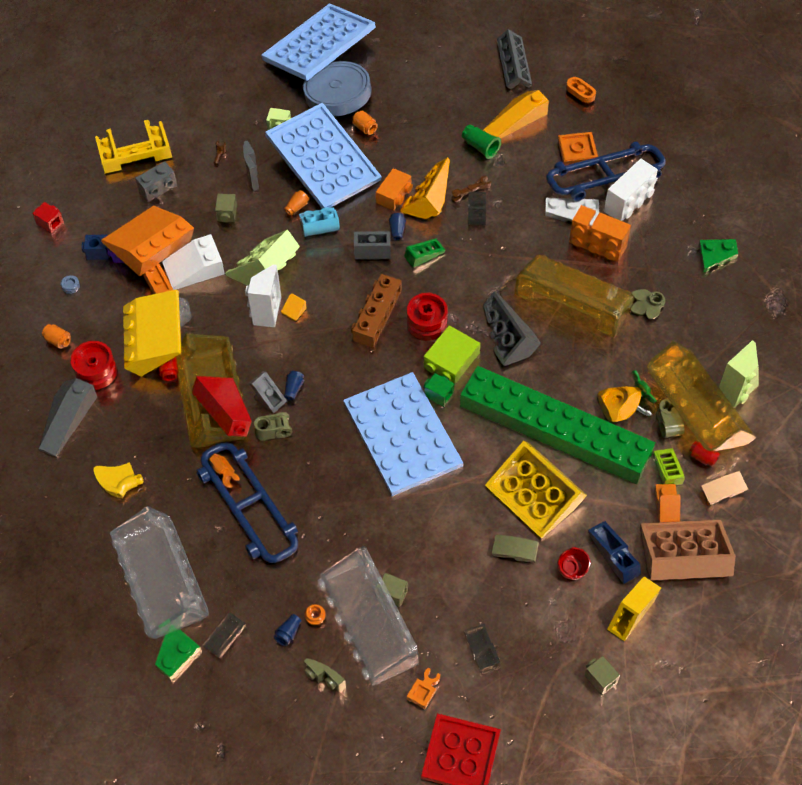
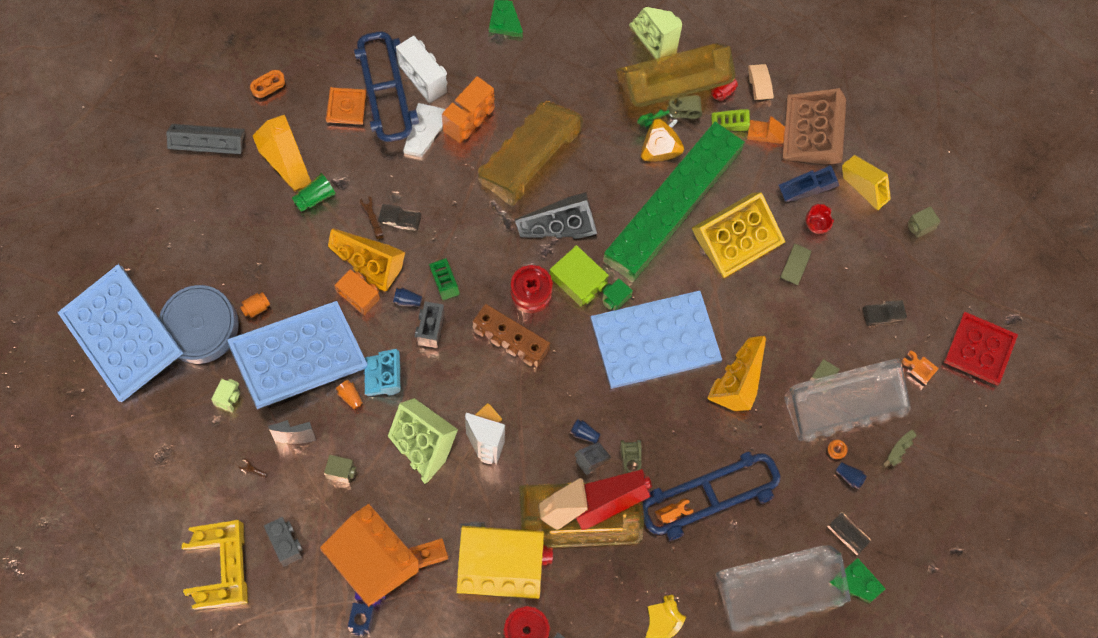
camera: 85 degrees left, 10 degrees up
(194, 263) = (408, 512): white slope -> none
(210, 365) = (564, 505): none -> light nougat slope
(363, 510) = (741, 381): none -> light orange wedge
(645, 303) = (551, 93): olive plate -> none

